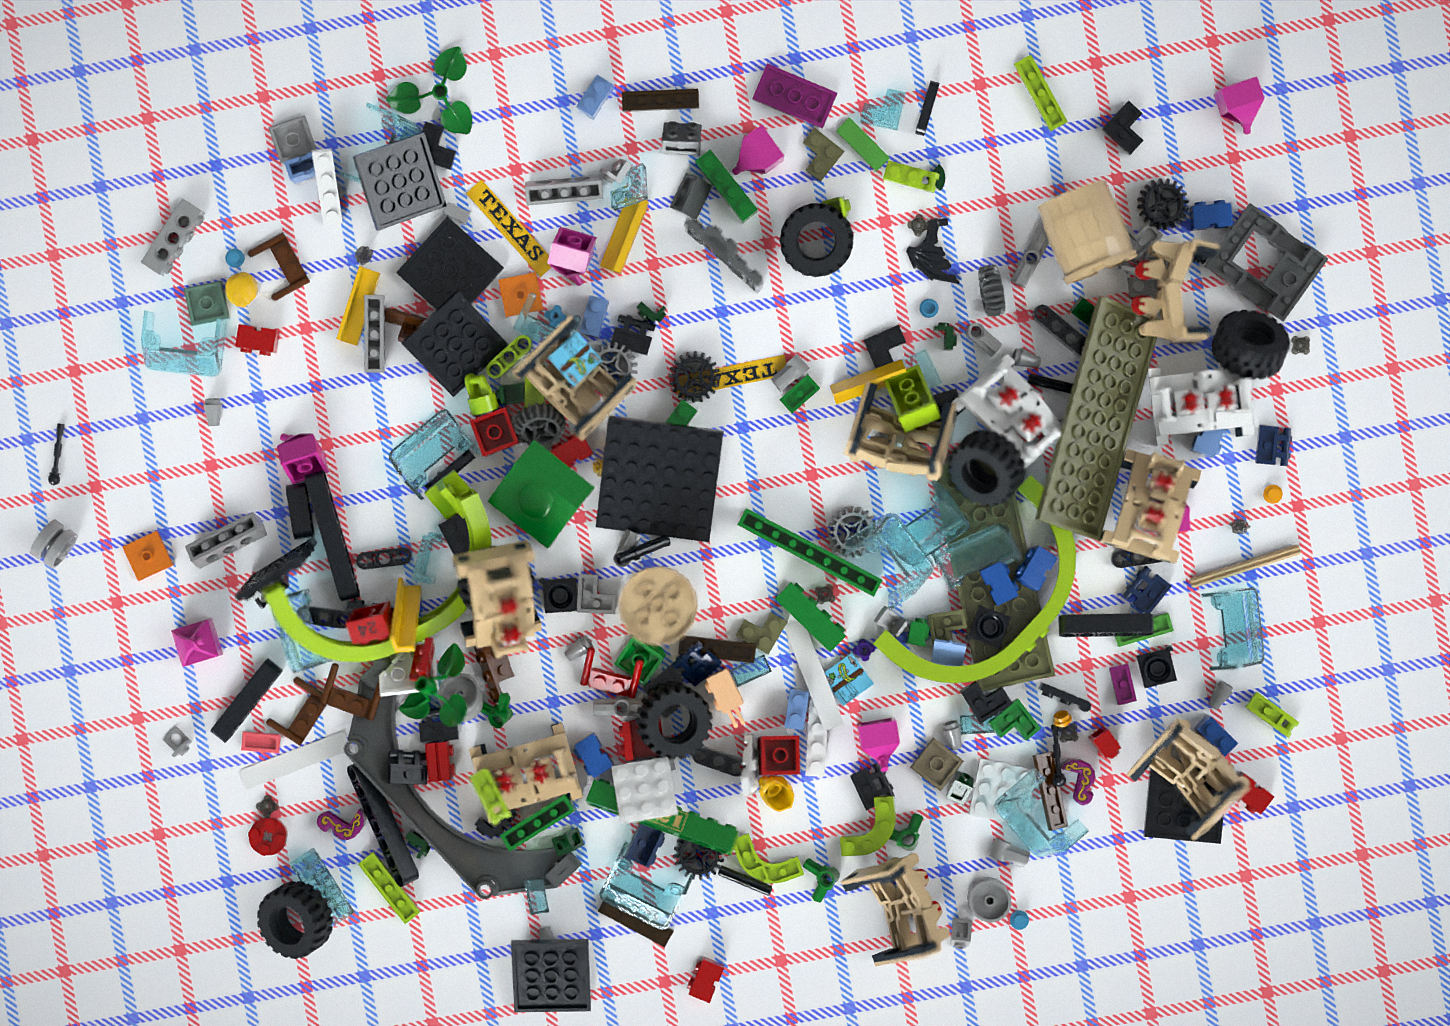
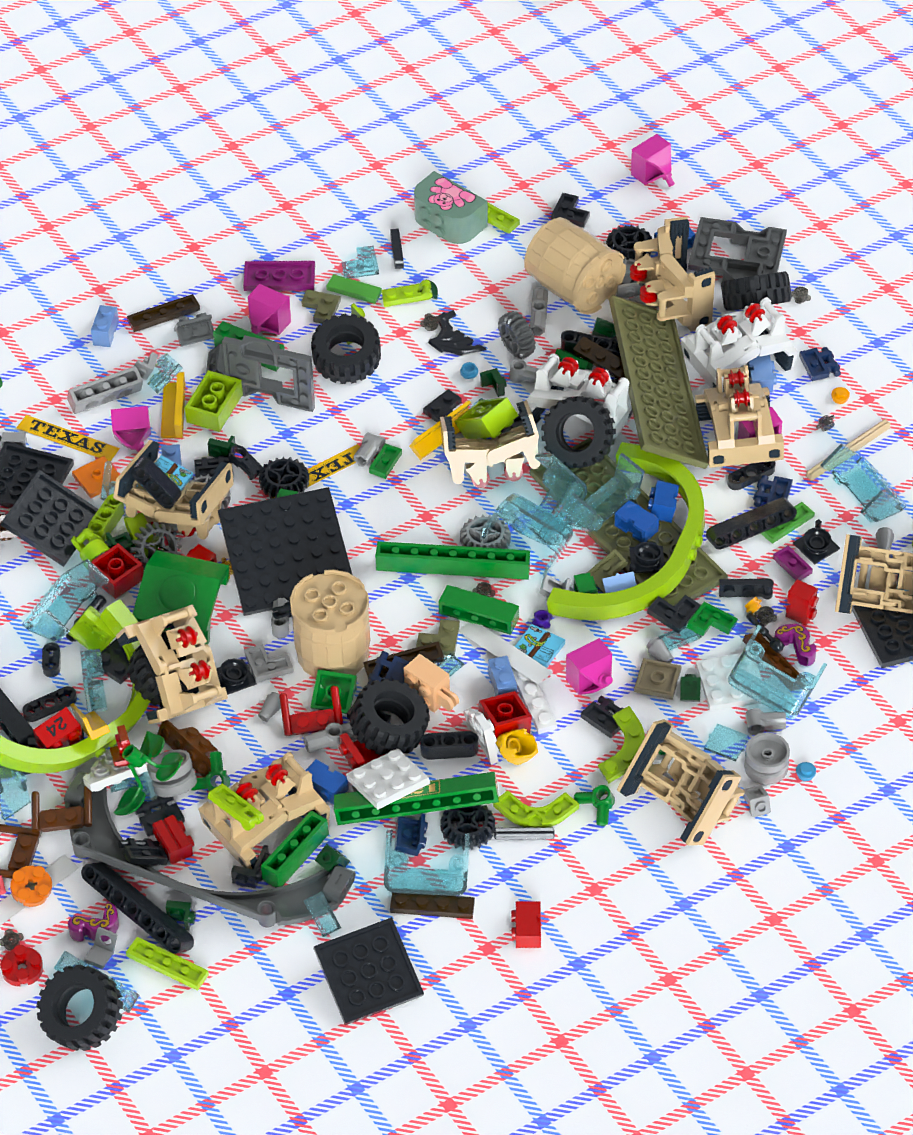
camera: 15 degrees left, 40 degrees down
(309, 751) = (32, 874): none -> orange plate
(336, 854) = (101, 952): none -> light grey bracket
(398, 504) = (47, 659): none -> black beam
(555, 377) = (156, 482): none -> black beam
(663, 249) = (213, 401): none -> lime brick
(666, 344) = (247, 463): none -> black piece
(966, 856) = (726, 742): none -> clear light blue piece
(999, 81) = (449, 209): none -> sand green brick
(1036, 339) = (583, 364): none -> green plate
(1059, 356) = (599, 357): none -> dark brown plate

